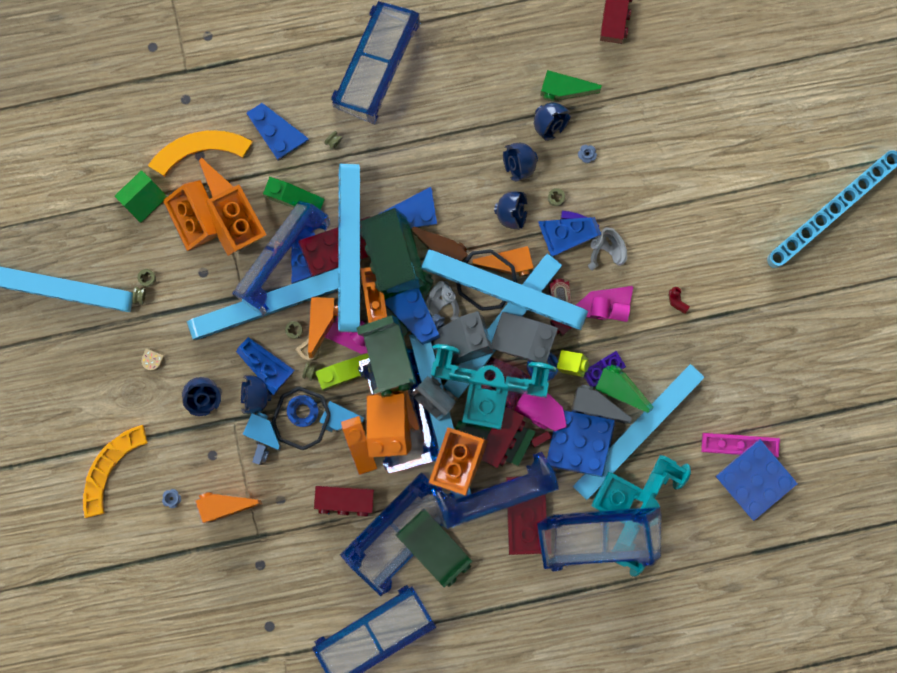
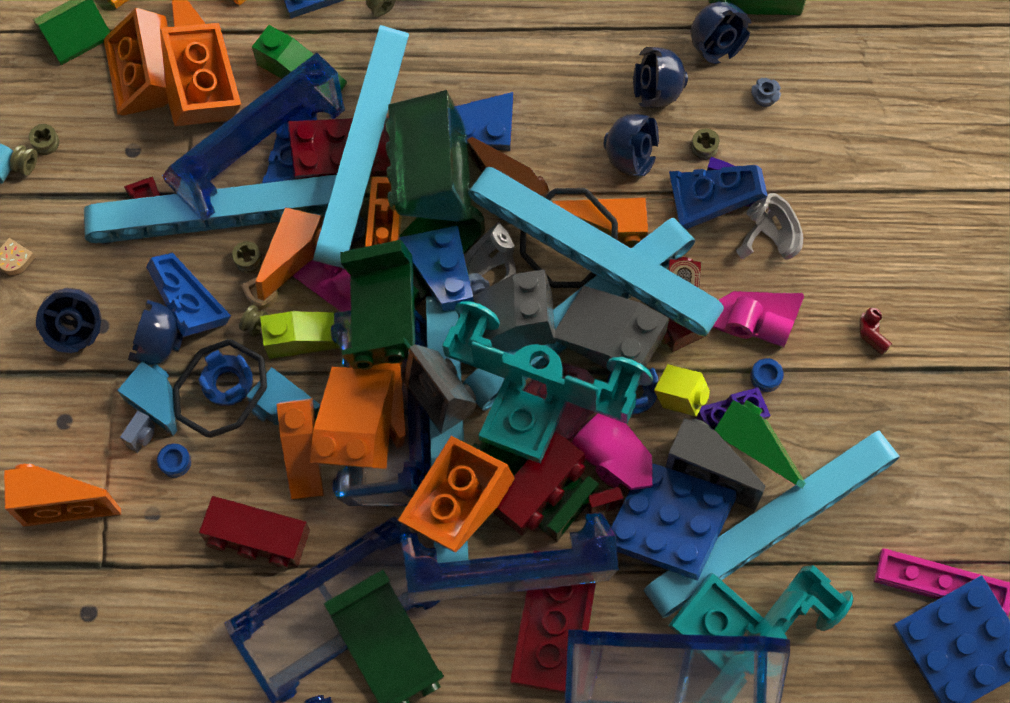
camera: 15 degrees right, 15 degrees down
(219, 300) = (142, 189): none -> dark red tile
(284, 466) = (174, 460): none -> blue tile
(619, 340) = (767, 375): none -> blue tile

